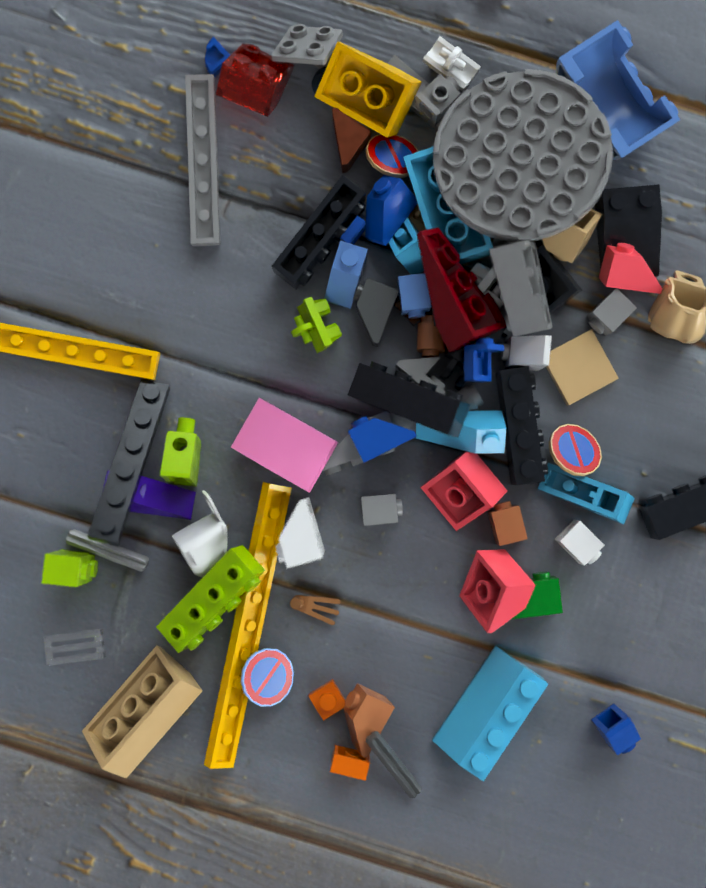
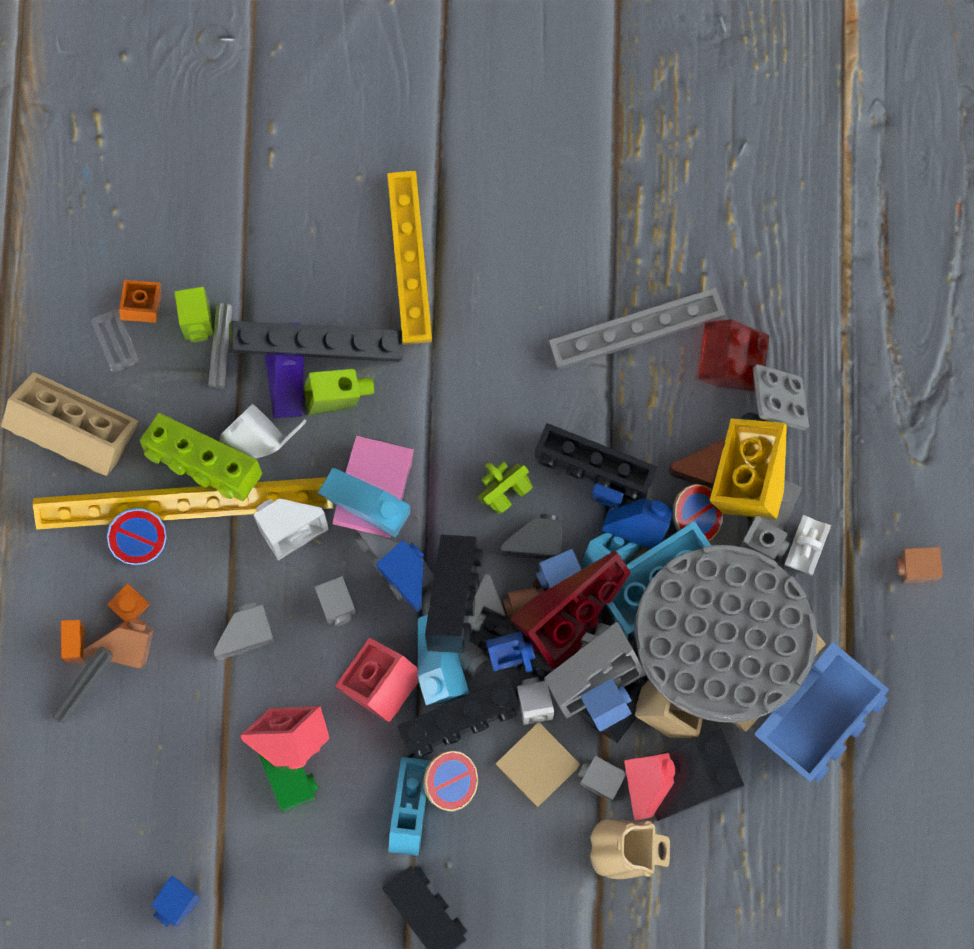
camera: 75 degrees right, 10 degrees down
(42, 614) = (140, 301): none -> orange piece
(215, 56) = (745, 312): blue tile -> none
(299, 456) = (366, 501): none -> medium azure slope
(306, 604) = (219, 556): medium nougat piece -> none
(345, 274) = (563, 500): medium blue slope -> none
(385, 599) = (245, 632): none -> light grey slope
(489, 713) = (159, 768): medium azure slope -> none
(507, 523) = (356, 732): nougat brick -> none
(556, 284) = (607, 704): none -> medium blue brick
(580, 543) = (356, 813): white brick -> none

